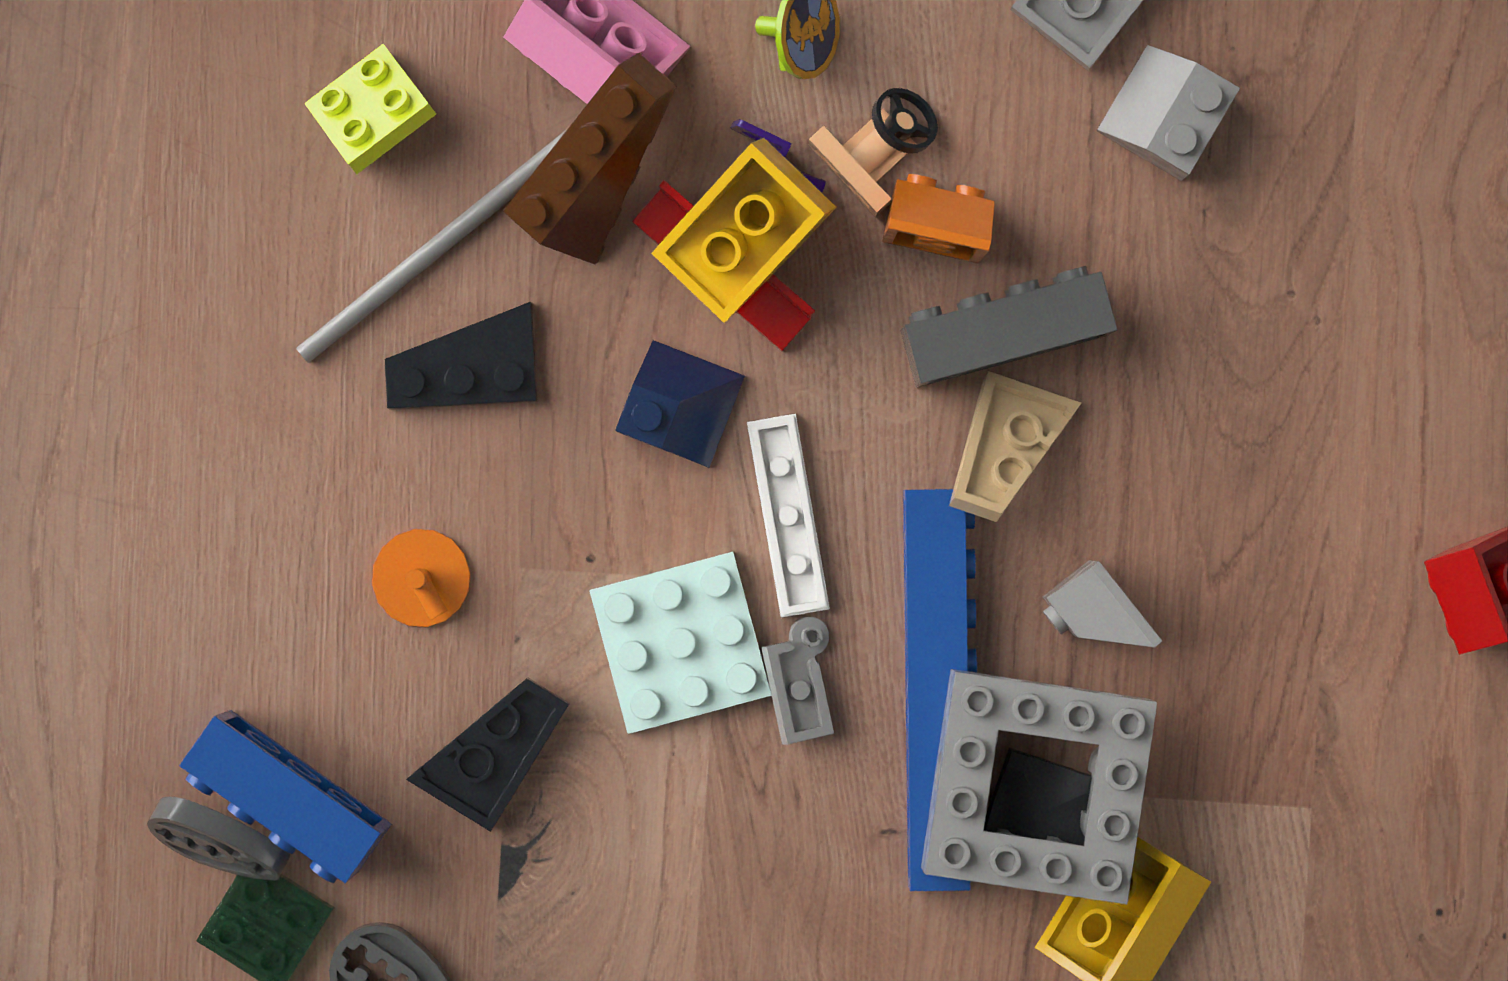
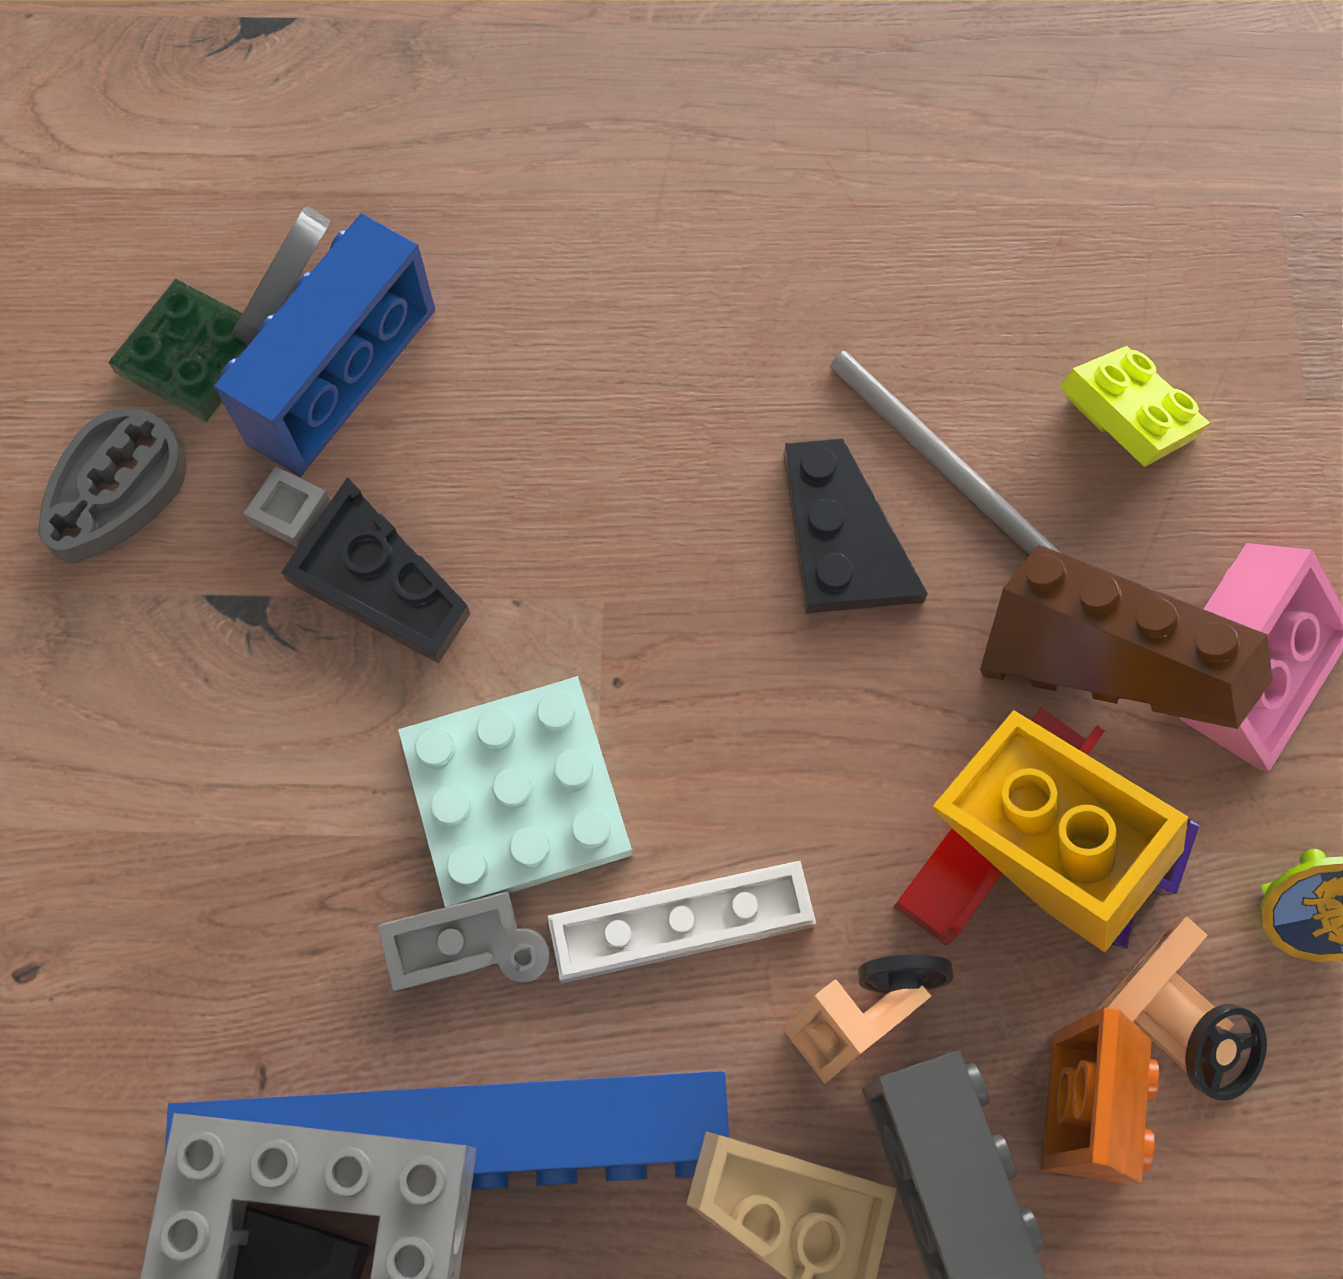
camera: 90 degrees right, 20 degrees down
(421, 578) = (588, 495): orange shield -> none
(427, 830) = (286, 506): none -> light grey plate
(680, 403) = (816, 773): dark blue slope -> none
(887, 404) = (835, 1031): none -> light nougat piece

